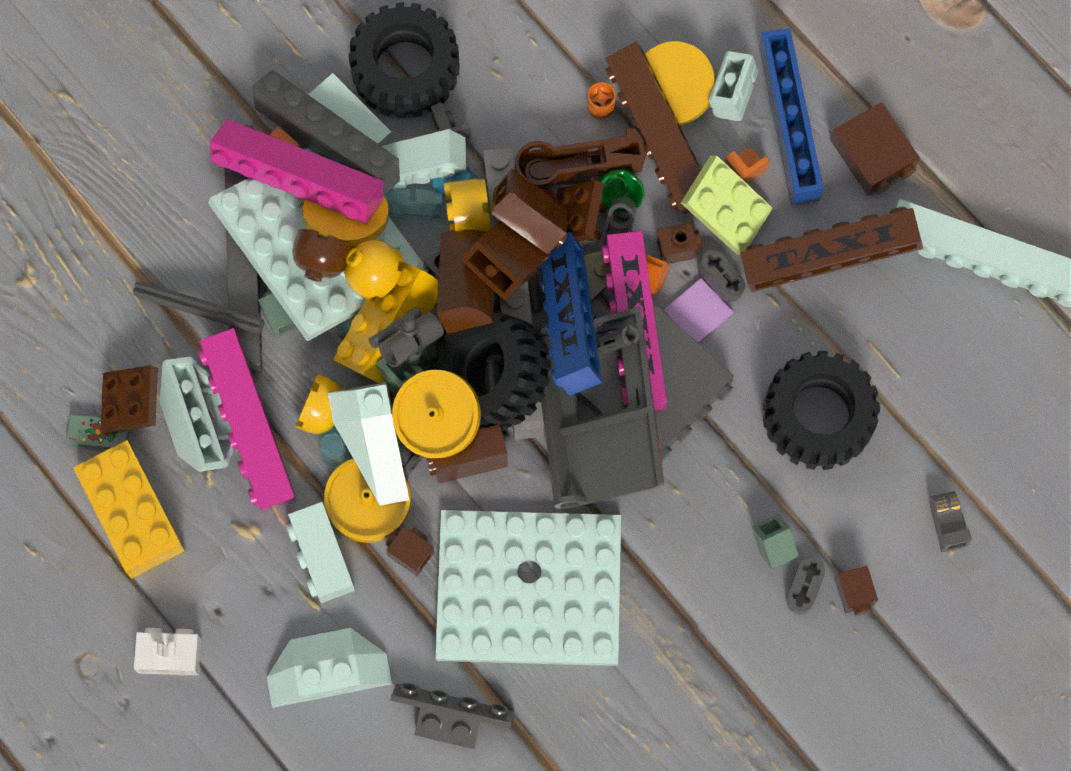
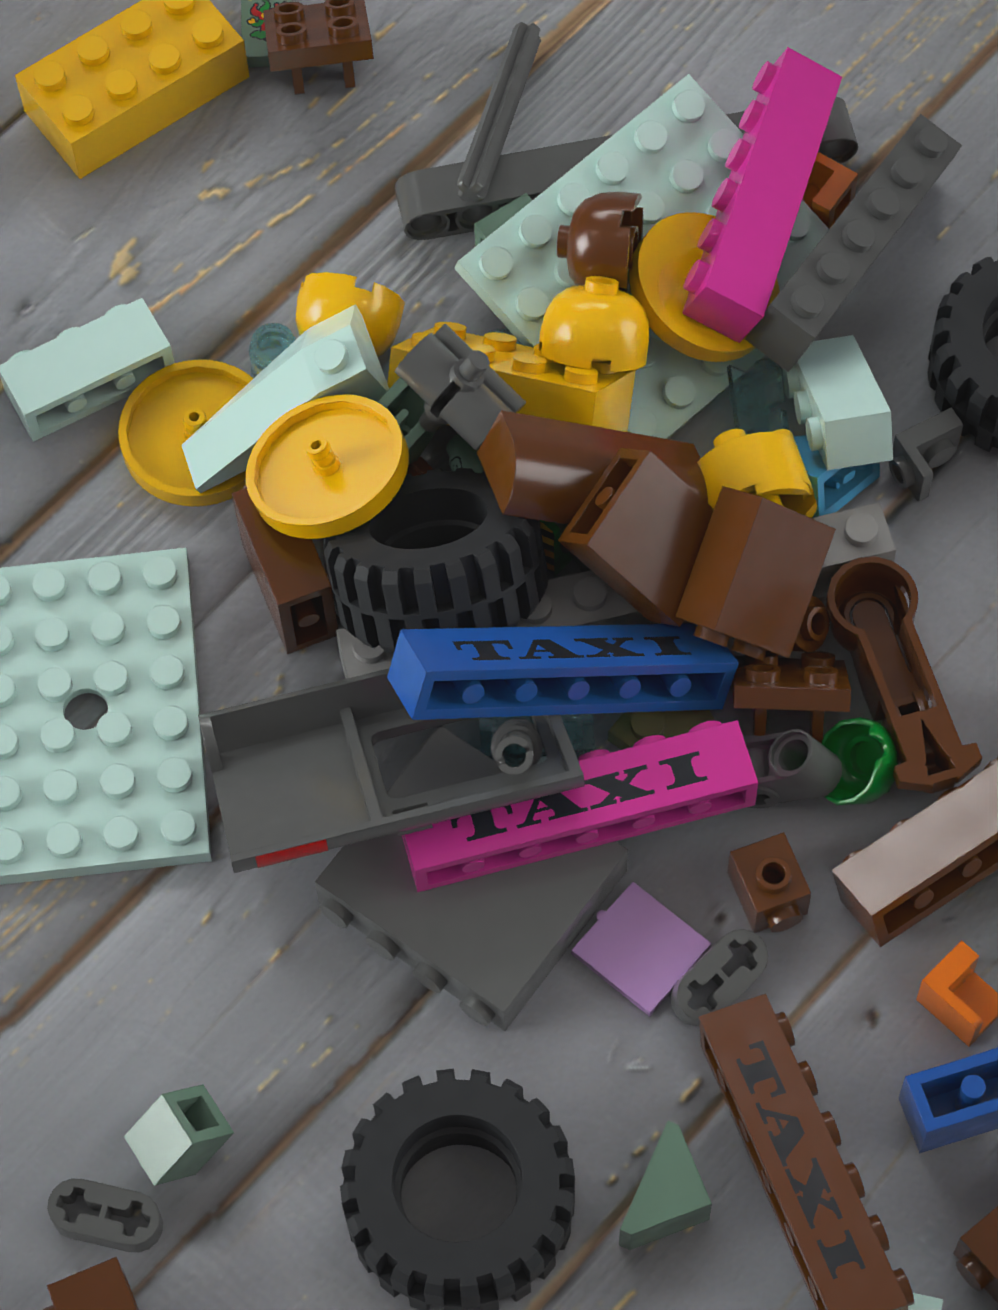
camera: 85 degrees right, 10 degrees down
(194, 415) = (309, 148): light aqua wedge -> none
(247, 420) = (305, 211): dark pink brick -> none
(345, 104) = (904, 289): light aqua brick -> none
(409, 549) = (104, 506): reddish brown brick -> none
(657, 274) = (695, 849): orange piece -> none
(726, 205) = (858, 953): yellowish green plate -> none
(828, 316) = (668, 1196): none -> sand green slope

